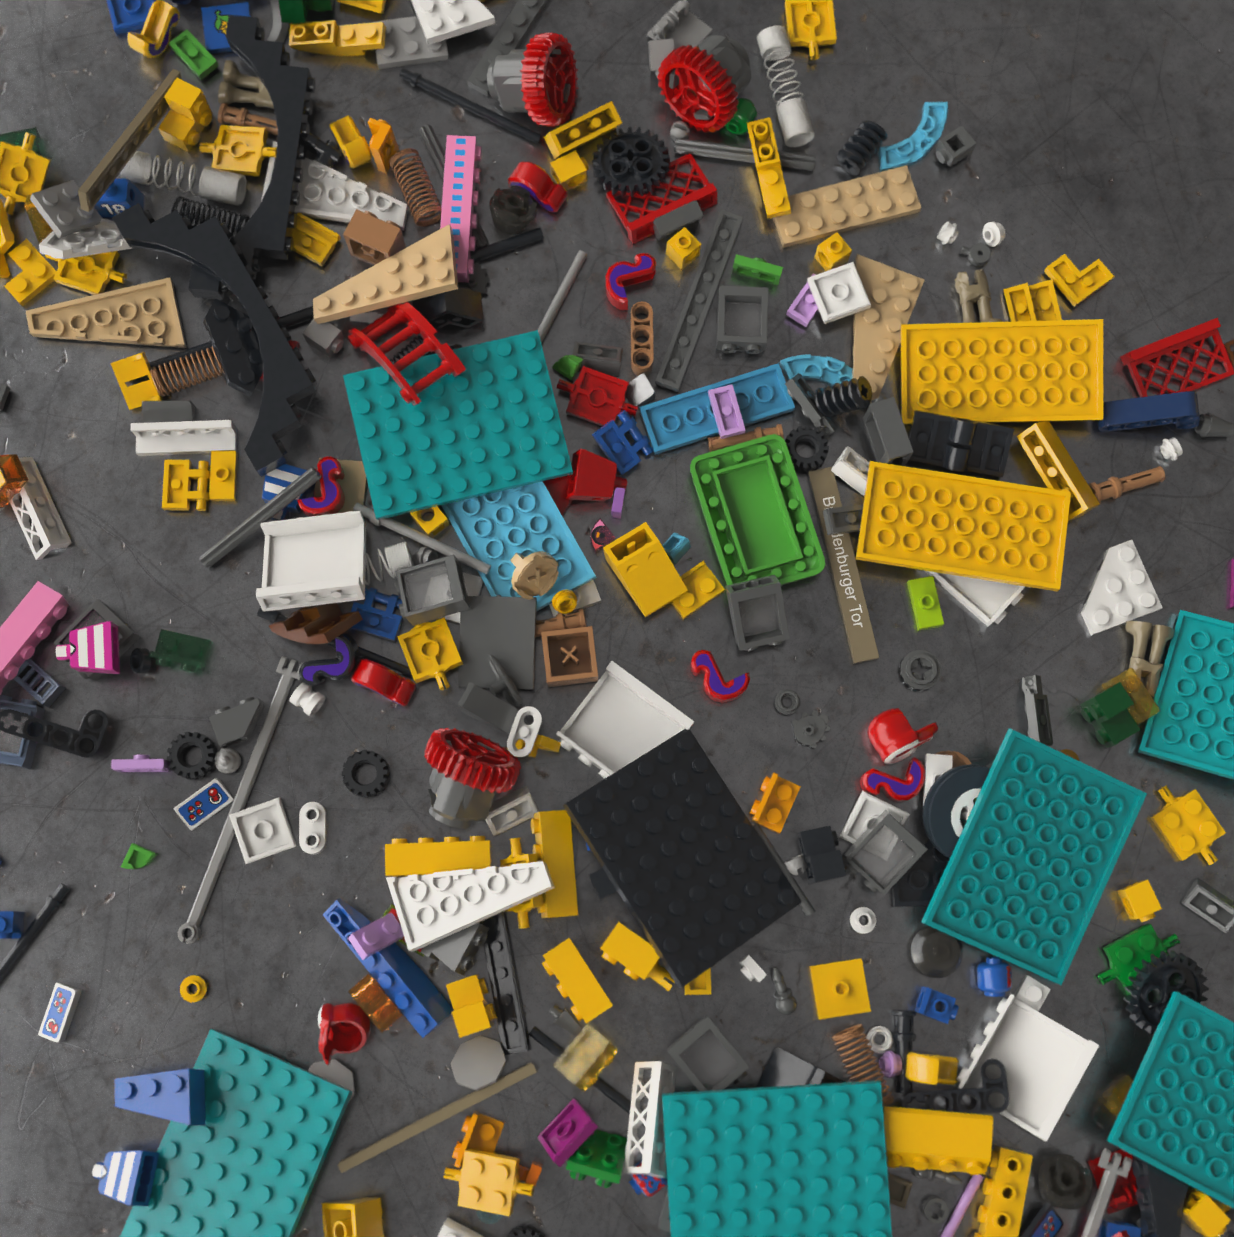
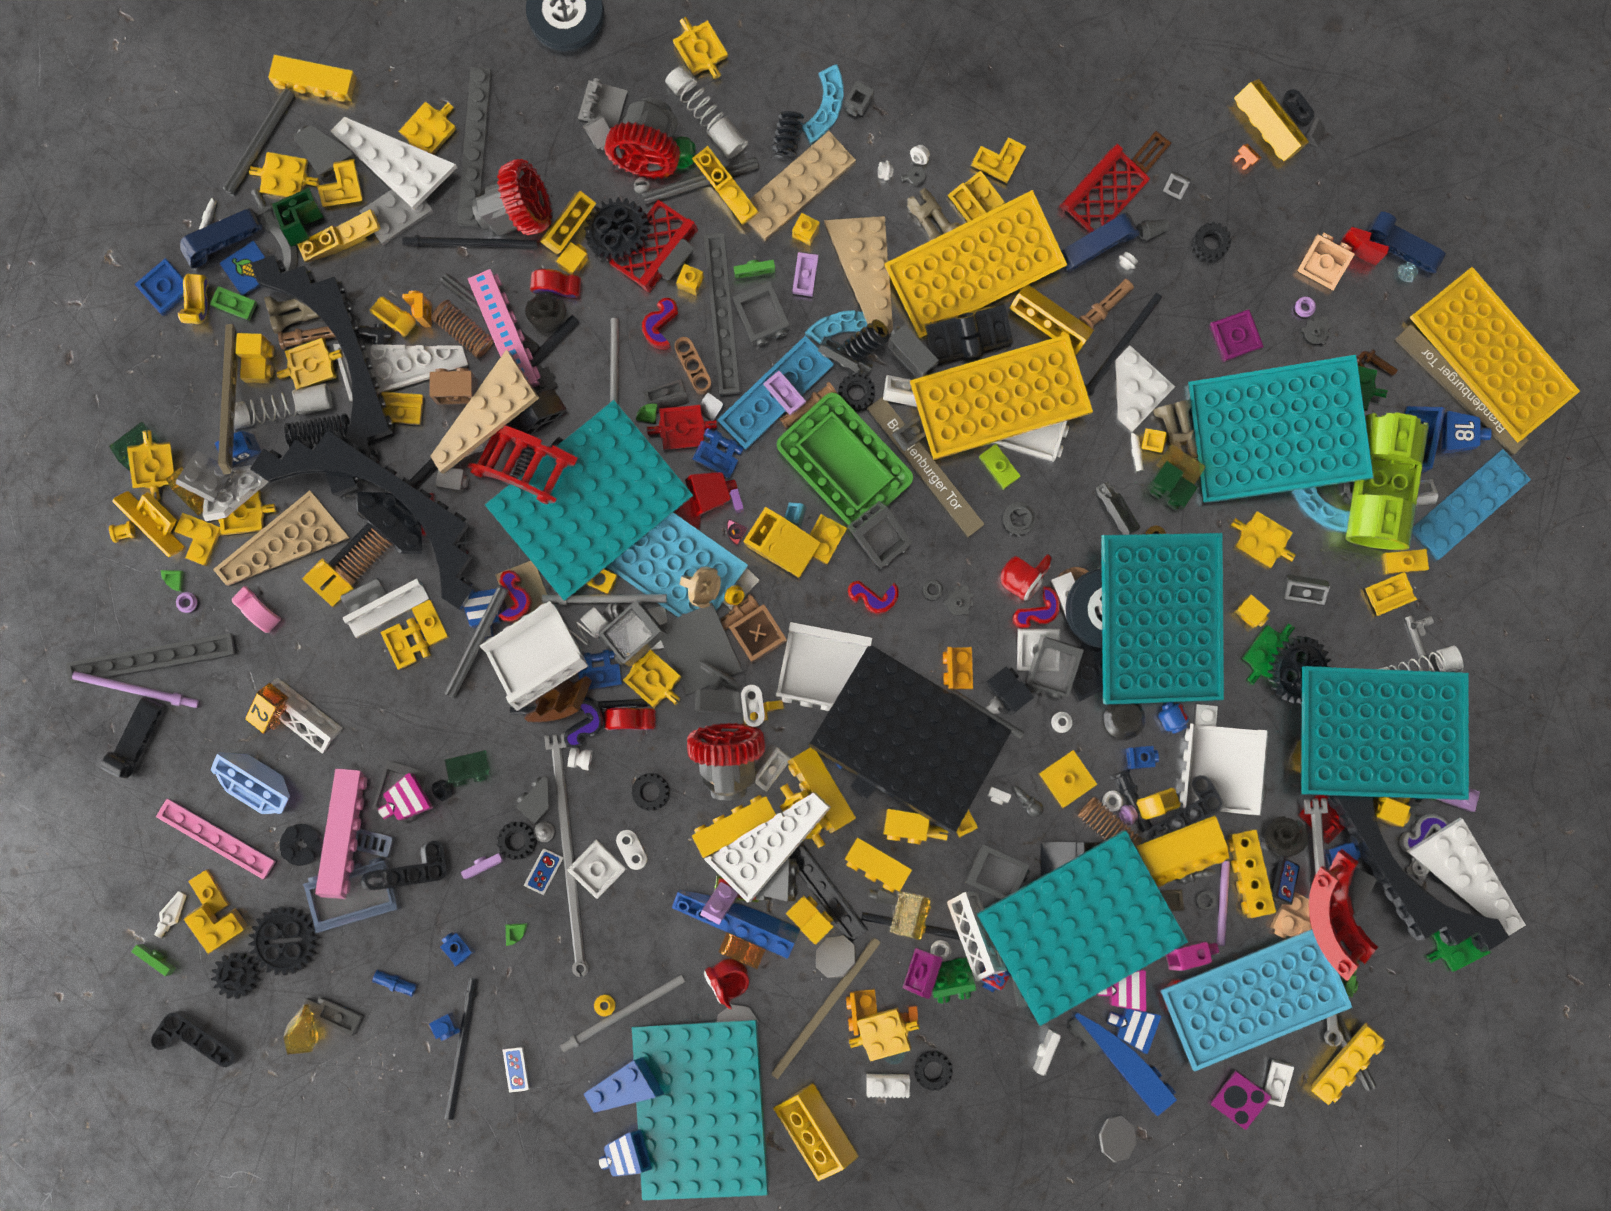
camera: 20 degrees left, 5 degrees up
(45, 374) = (256, 609): none -> bright pink animal
(72, 847) = (464, 948): none -> blue brick
(142, 1012) = (576, 1040): none -> light grey bar
(607, 1122) = (941, 943): none -> white plate
(838, 292) = (825, 259): white plate -> none
(1086, 661) = (1137, 453): none -> white piece
(1113, 655) = (1154, 440): none -> yellow brick
(1125, 534) = (1122, 344): none -> black bar

